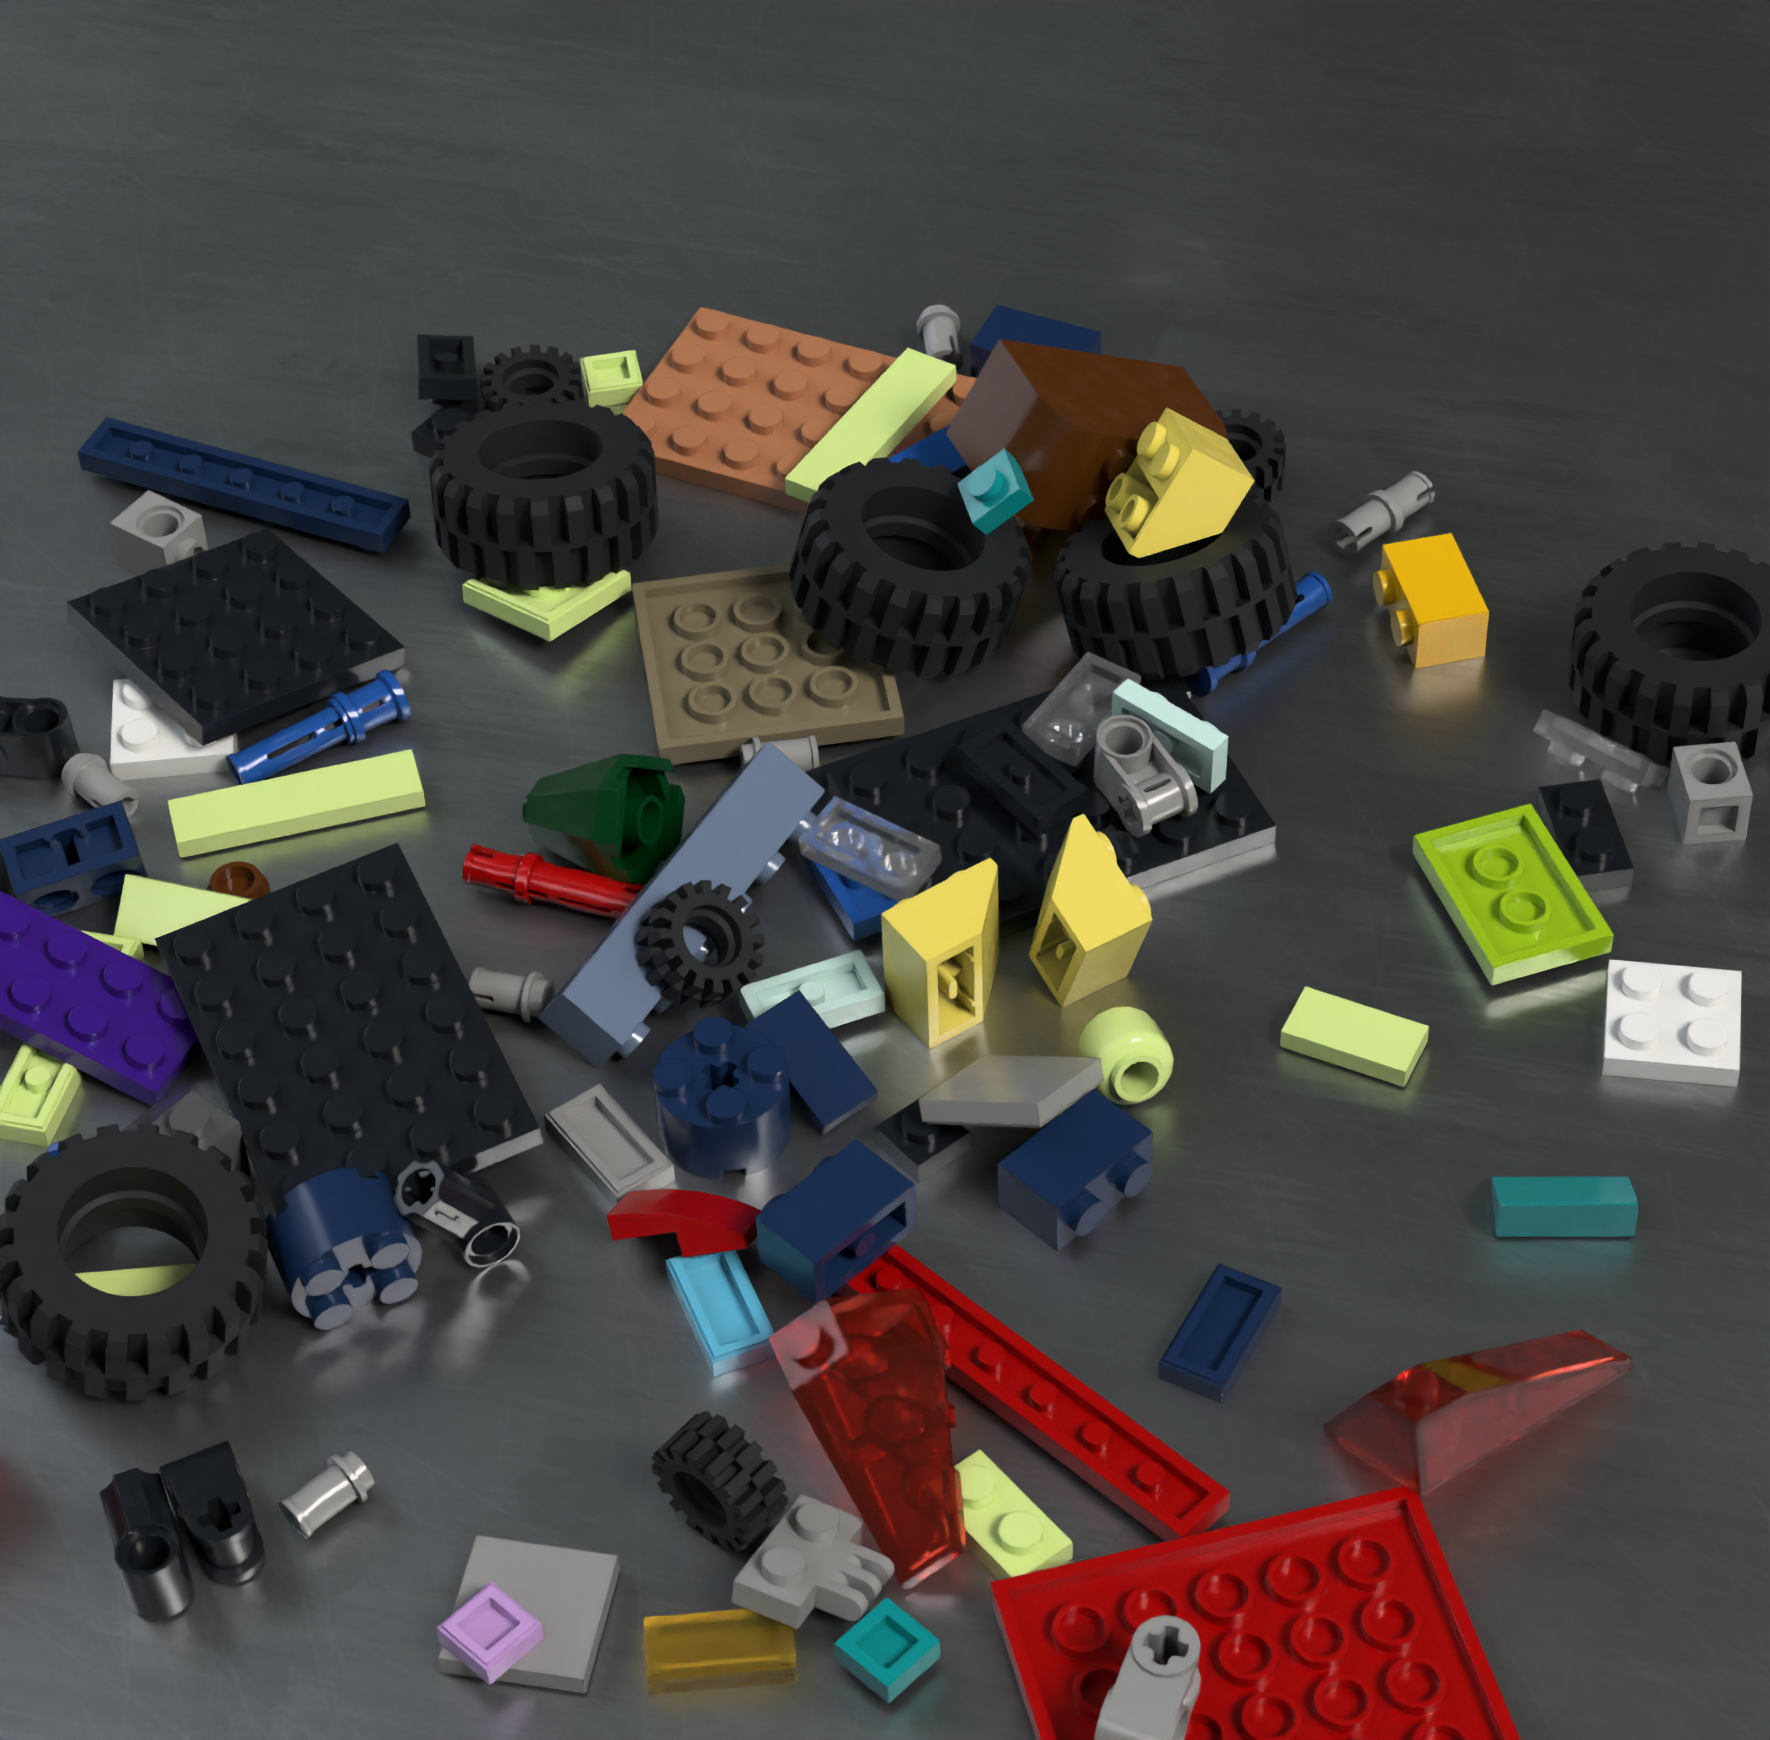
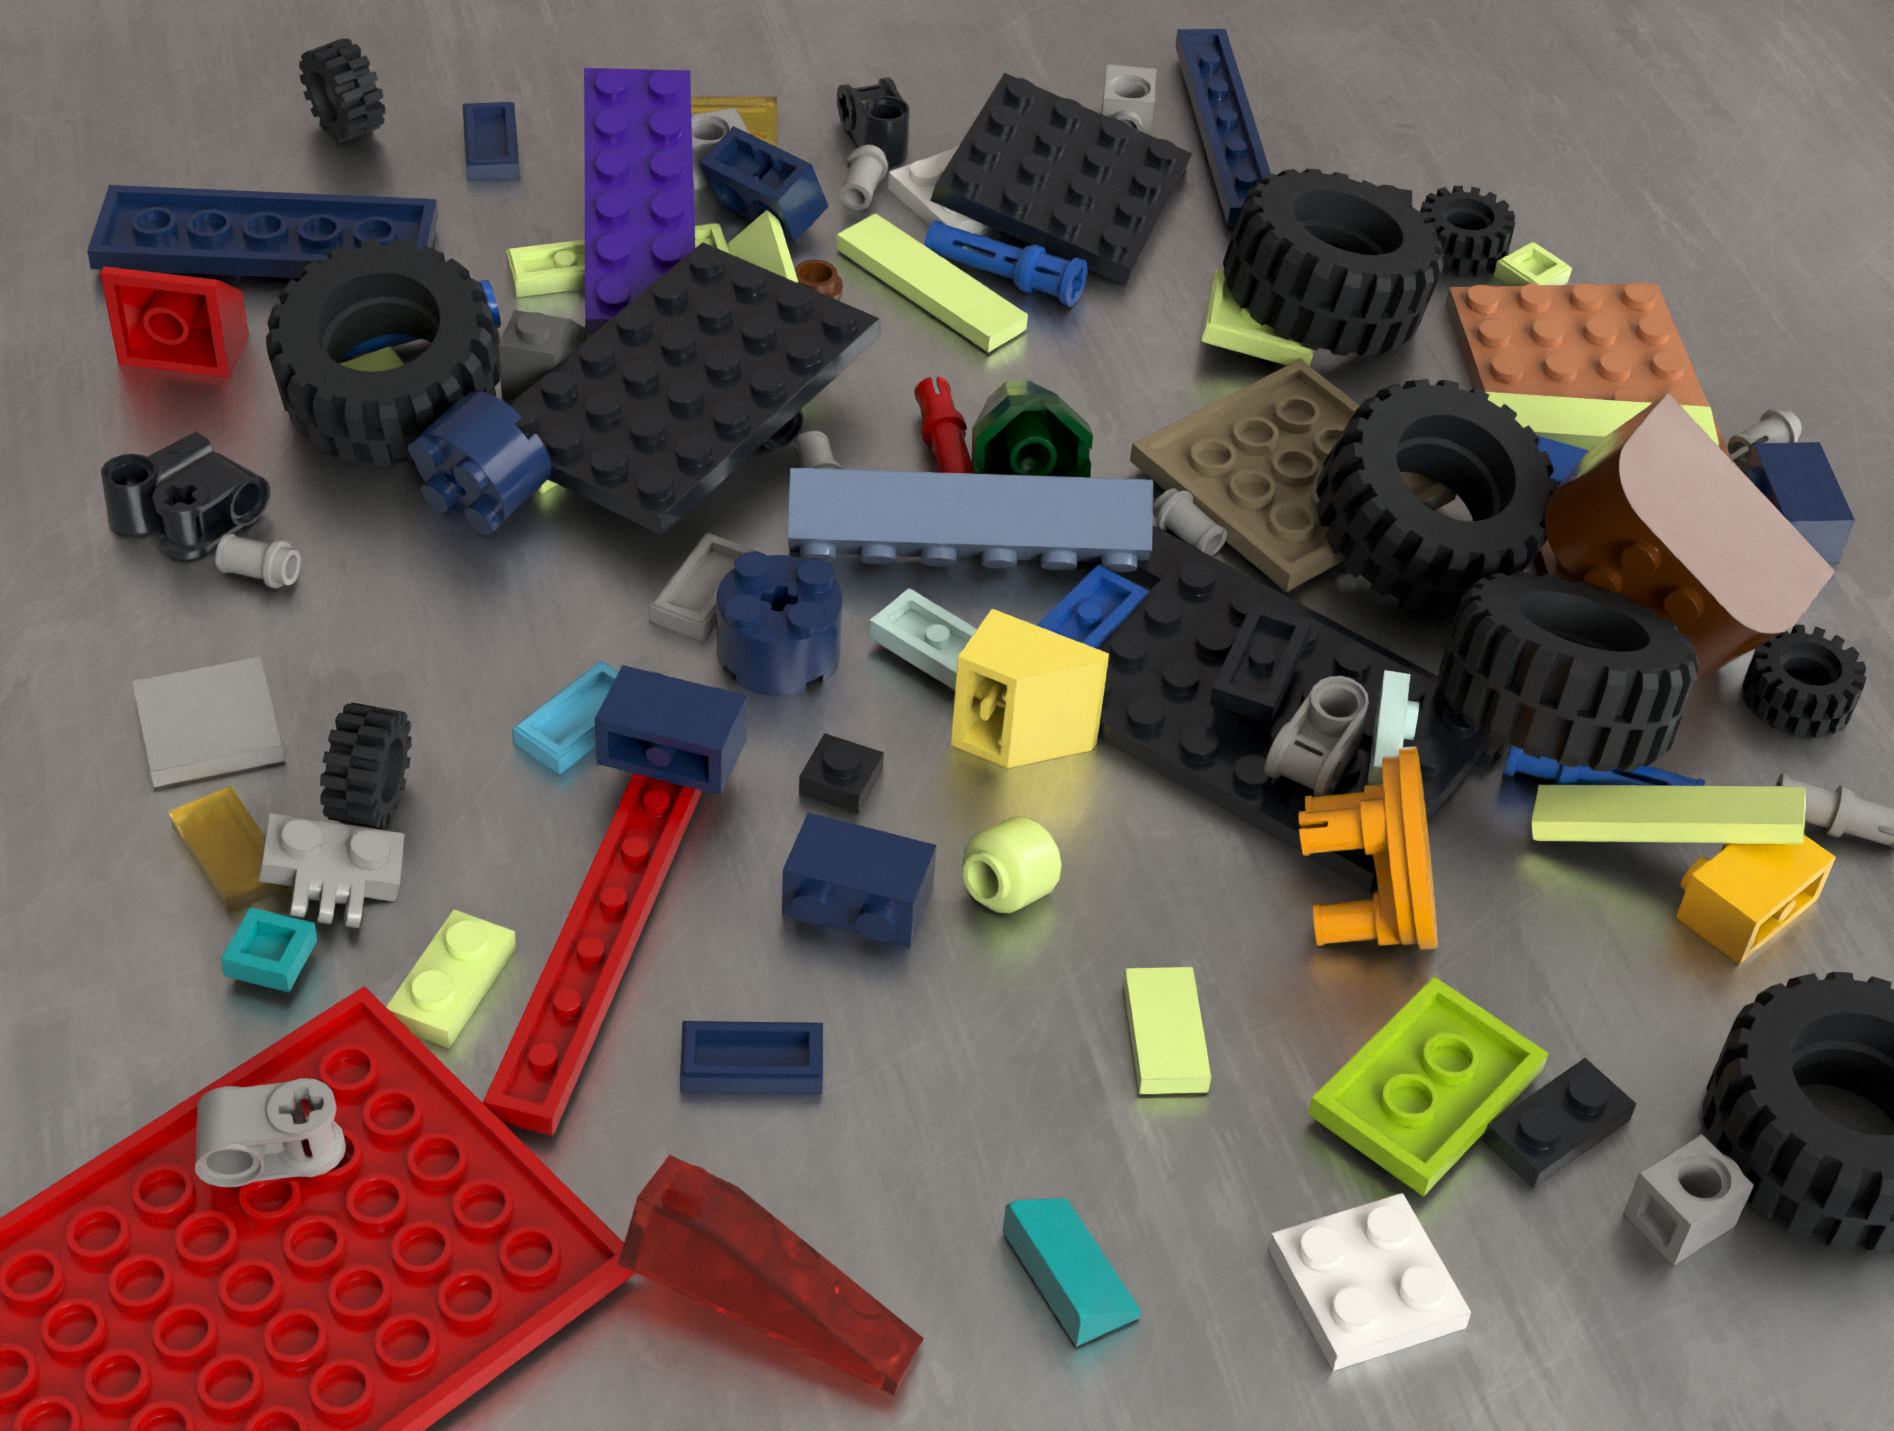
camera: 55 degrees right, 0 degrees up
(446, 369) = (1440, 166): black plate -> none
(458, 1210) = (564, 524): black piece -> none
(490, 1633) = (160, 696): lavender tile -> none
(700, 1219) = (639, 639): red slope -> none
(725, 926) = (902, 495): black tyre -> none
(819, 1068) = (860, 663): dark blue tile -> none
(870, 850) = (1102, 598): clear plate -> none
(879, 1405) = (504, 823): clear red wedge -> none
(995, 492) = (1533, 490): teal plate -> none
(1011, 1091) = (902, 794): light grey tile -> none
(1073, 711) = (1369, 659): clear plate -> none
(1088, 918) = (1120, 756): light yellow slope -> none
(1177, 487) = (1636, 593): light yellow slope -> none
(1307, 777) = (1393, 828): none -> light orange piece
(1341, 608) = (1670, 814): none -> yellowish green tile
(1622, 765) = (1669, 1084): clear plate -> none

